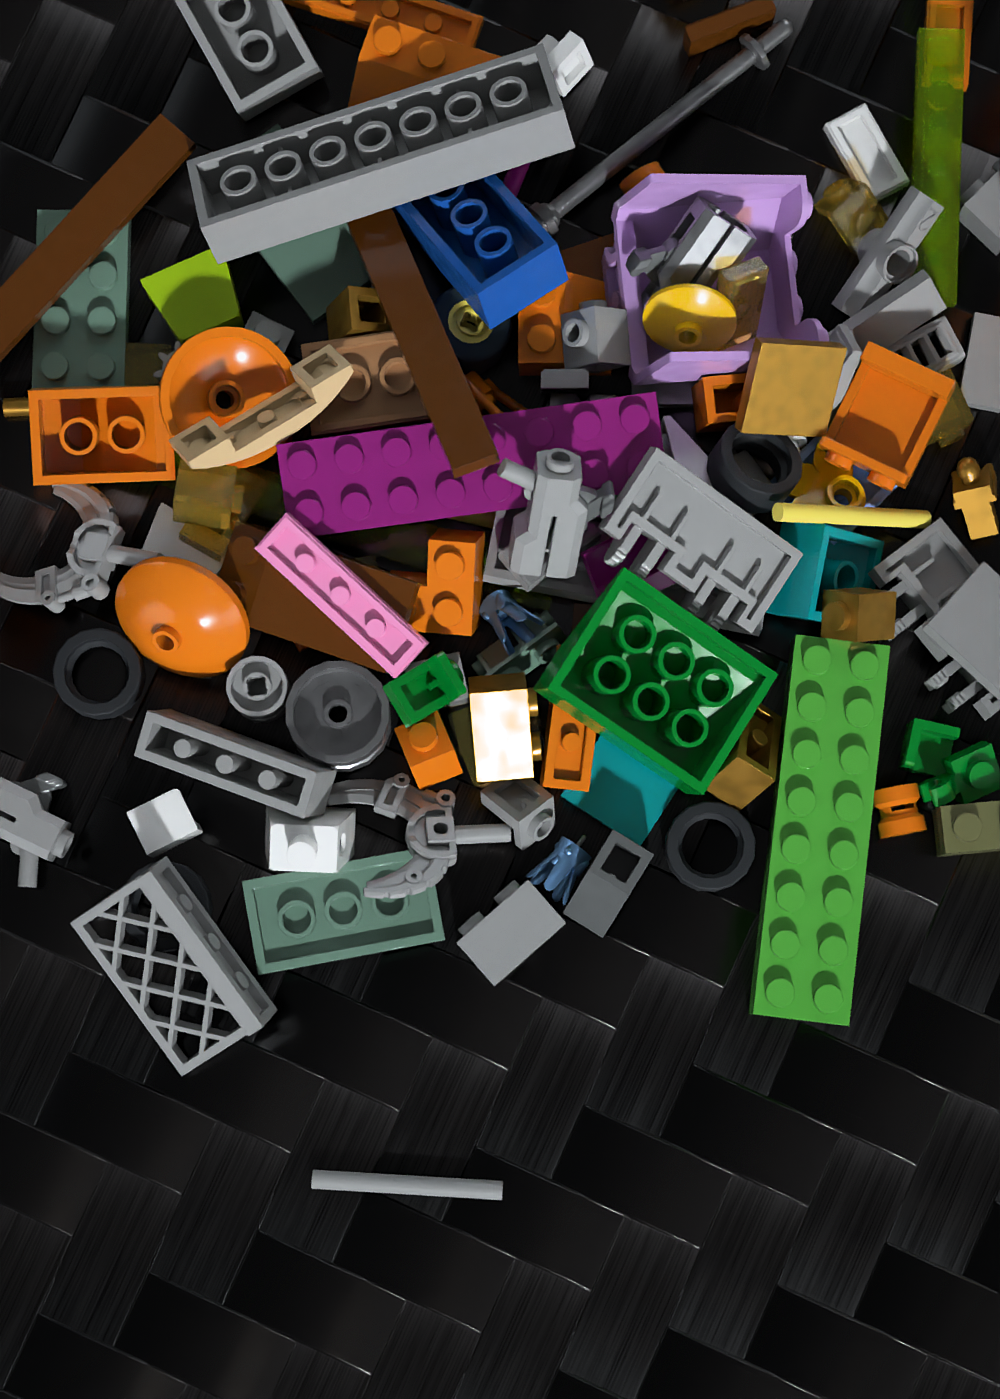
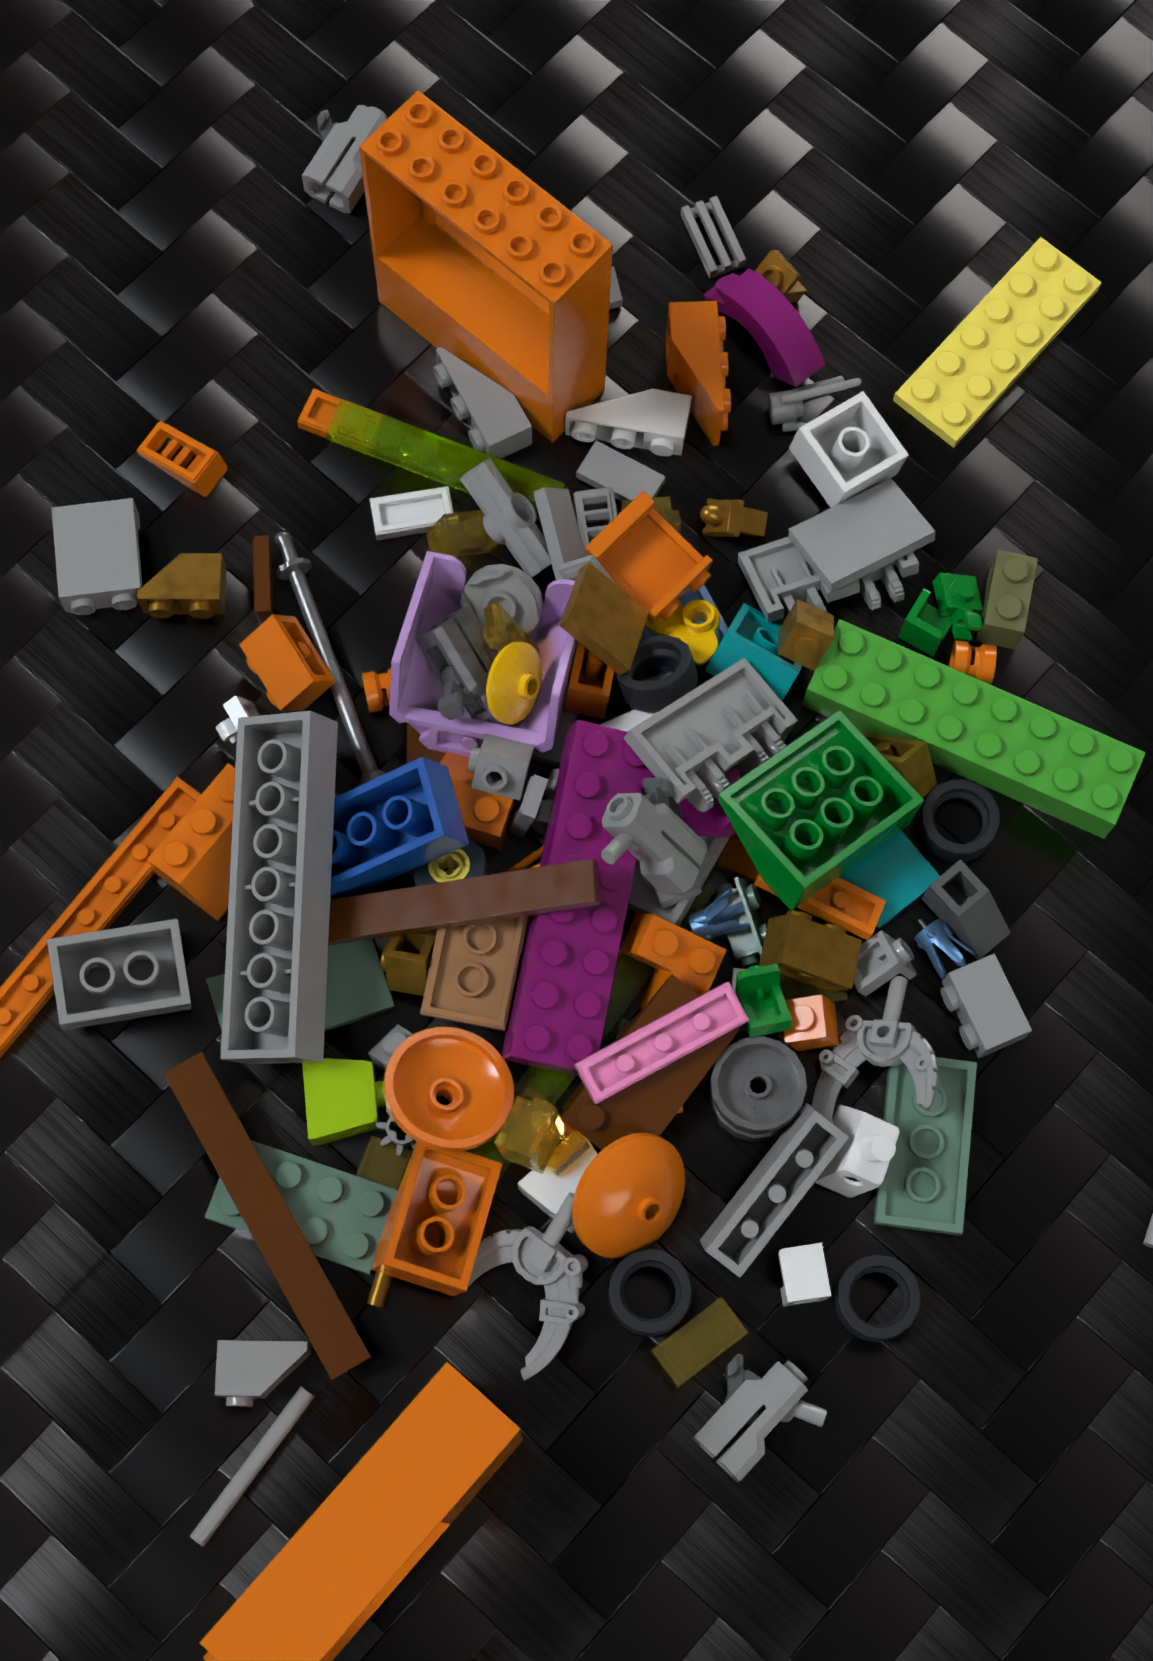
camera: 80 degrees left, 10 degrees down
(68, 740) = (699, 1342): none -> clear yellow tile
(208, 953) = (937, 1266): light grey fence -> none
(258, 689) = (711, 1151): light grey wheel -> none
(271, 421) = (484, 1054): tan slope -> none
(641, 81) = (287, 663): none -> orange brick
(791, 277) = (509, 588): none -> light grey tile
(851, 515) = (721, 614): light yellow bar -> none

